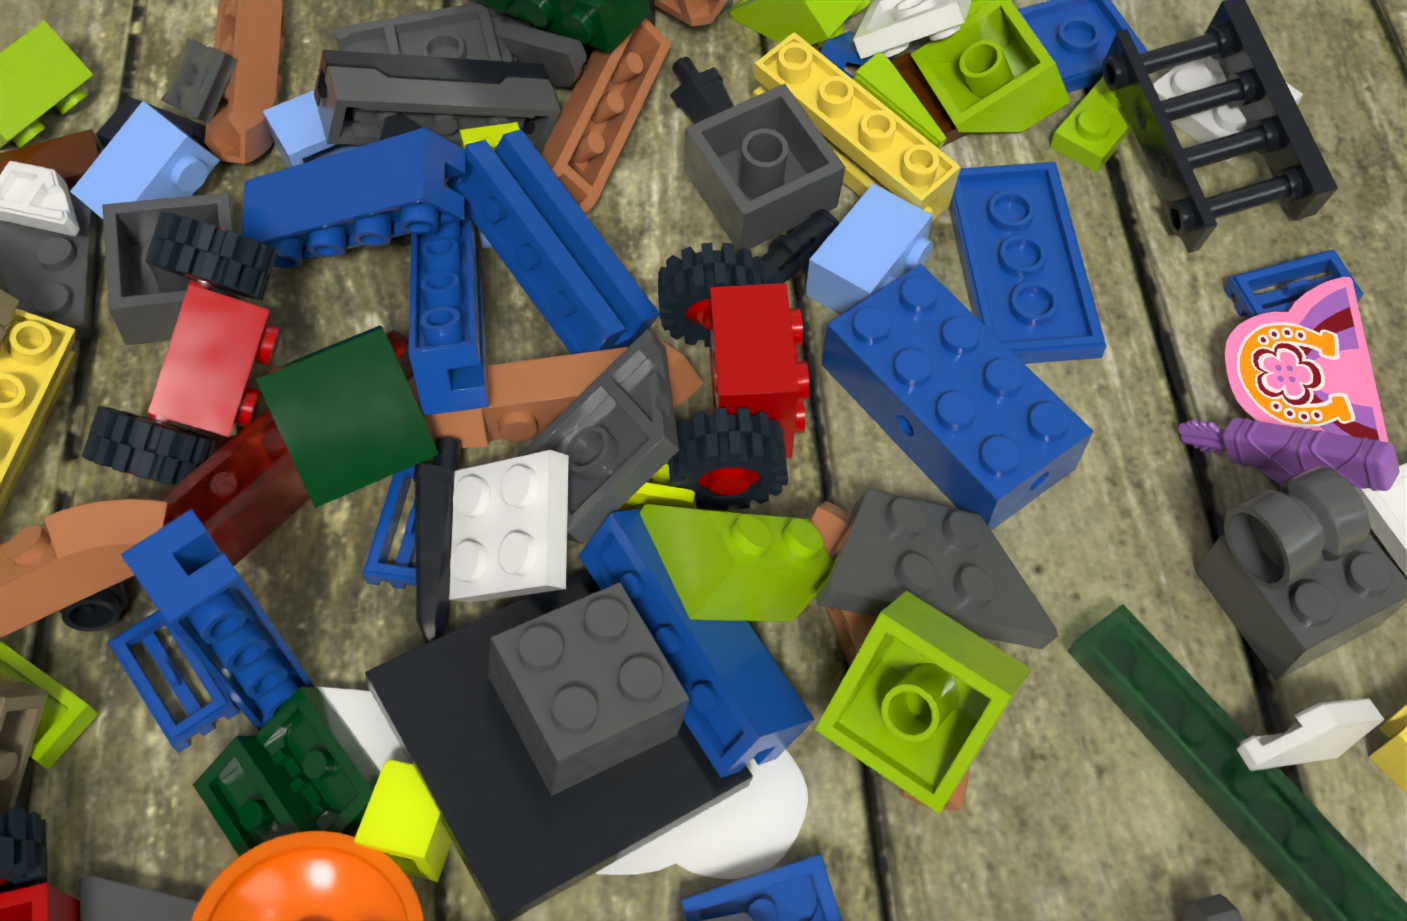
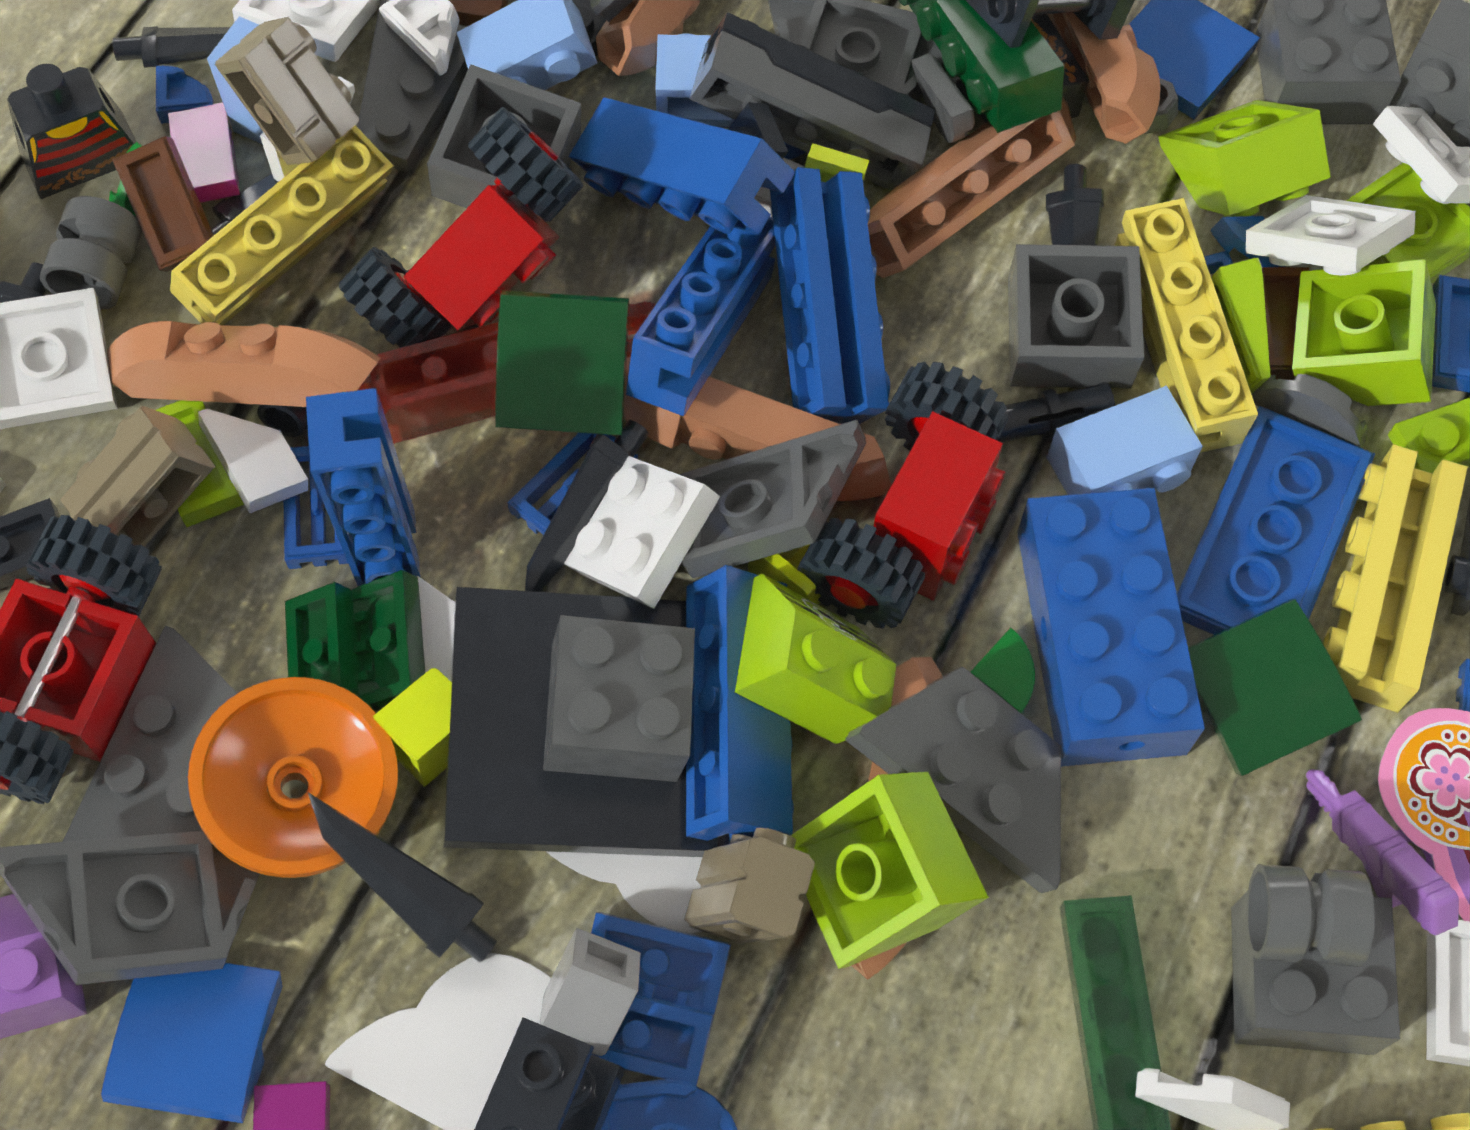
camera: 30 degrees right, 5 degrees up
(84, 664) = (254, 459): none -> white tile
(816, 788) = (750, 888): none -> dark tan brick
(895, 473) = (1008, 670): none -> green tile
(991, 145) = (1313, 404): none -> dark grey tile
(1112, 374) = (1270, 687): none -> dark green slope
(1139, 247) = (1394, 577): none -> light yellow brick

